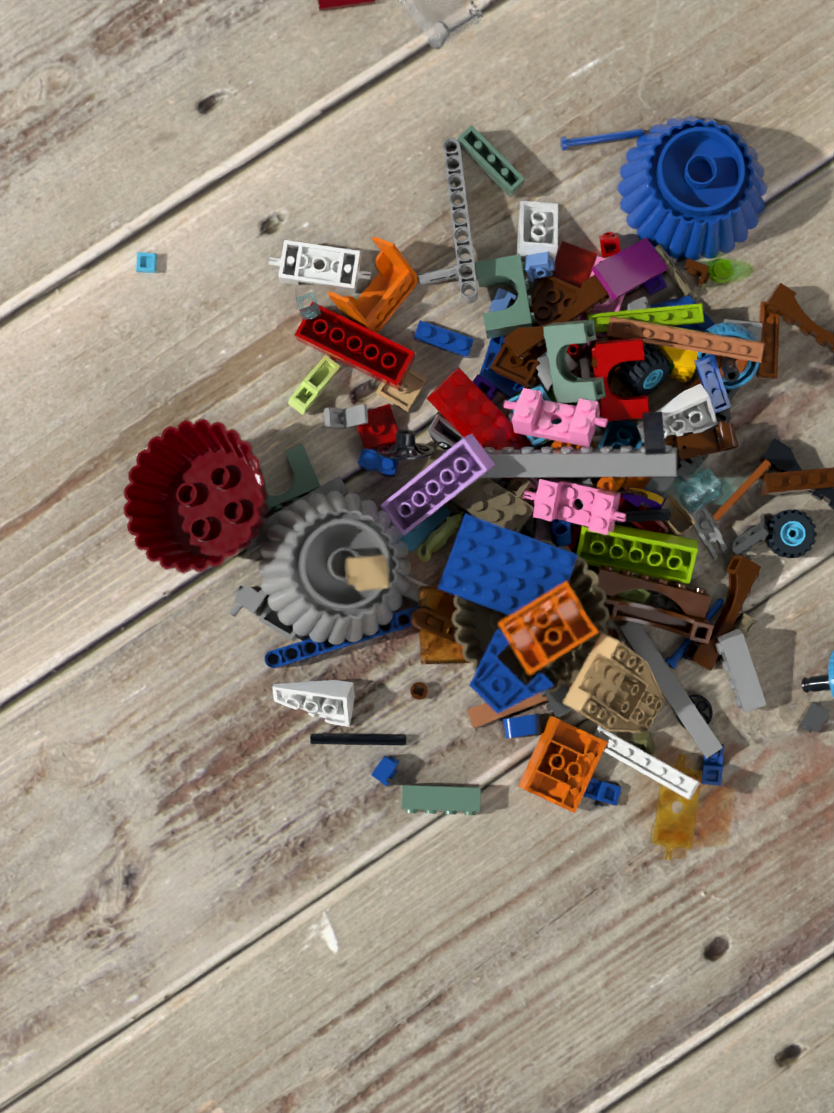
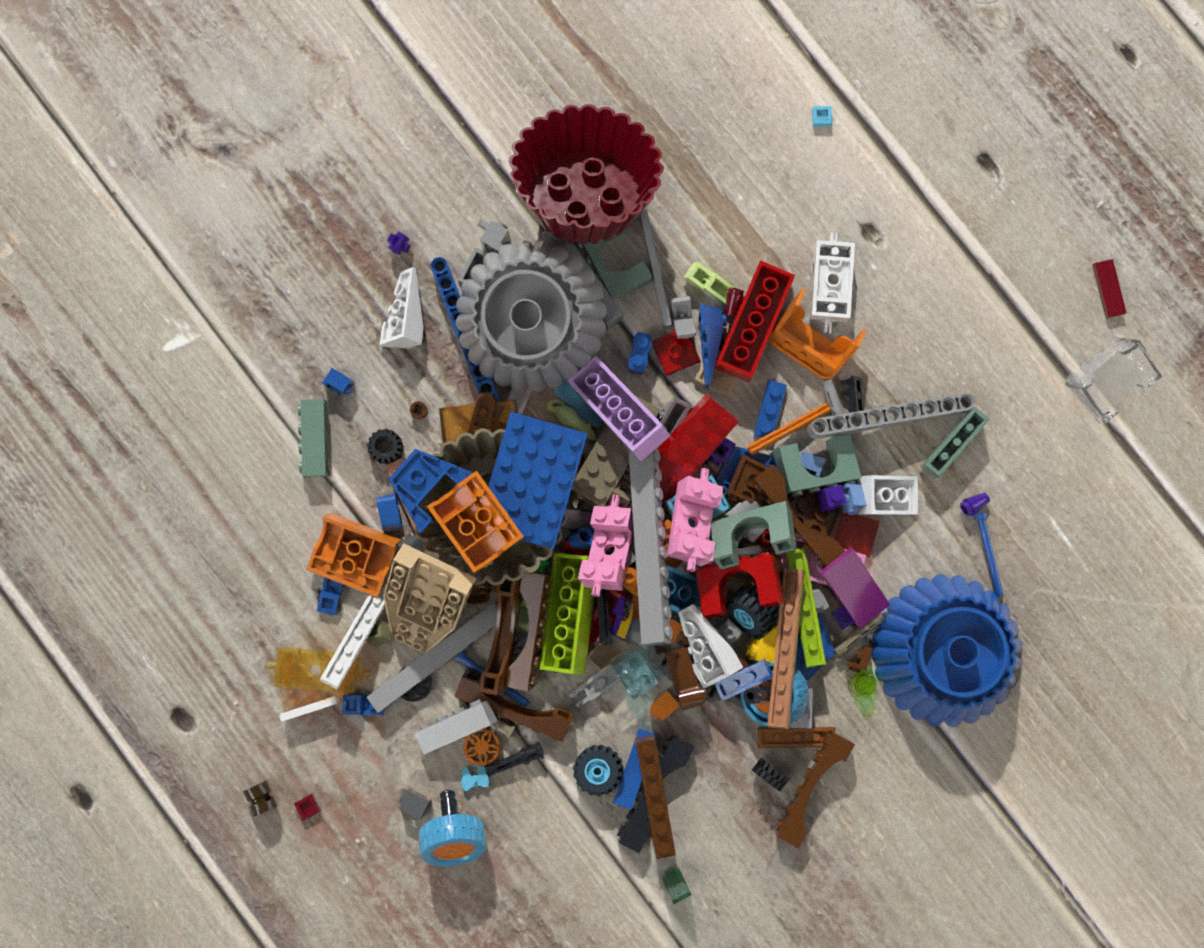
camera: 85 degrees right, 0 degrees up
(245, 700) = (398, 243): none -> dark purple gear
(295, 441) = (655, 269): none -> light grey tile
(311, 311) = (784, 273): clear light blue bracket -> none
(332, 365) = (733, 300): none -> dark red cone
(358, 739) = (367, 352): black axle -> none
(360, 390) = (710, 328): none -> blue wedge
(367, 572) = (517, 336): tan piece -> none
(404, 440) = (662, 376): black wheel -> none
(444, 254) = (855, 394): none -> black plate
(464, 720) = (396, 446): none -> black tyre
(465, 321) = (788, 429): none -> orange axle
(539, 285) = (831, 498): none -> dark purple brick
(551, 148) = (973, 504): none -> dark purple cone
(607, 242) = (882, 566): red brick -> none
(653, 433) = (684, 619): black tile -> none
(662, 396) = (729, 631): none -> light grey brick
(713, 817) = (309, 708): none -> white tile
(731, 465) = (663, 706): none -> orange brick
(741, 490) = (639, 717): dark orange tile -> none
(751, 536) = (593, 730): dark grey wing -> none
(761, 648) = (481, 747): none -> orange wheel
(773, 606) = (524, 757): none -> black pin
(793, 652) = (481, 779): none -> medium azure piece
(799, 501) = (631, 777): none -> blue tile
(800, 871) = (260, 798): none -> dark brown wheel
(804, 366) = (770, 774): none -> black tyre
(810, 826) = (307, 807): none -> dark red tile

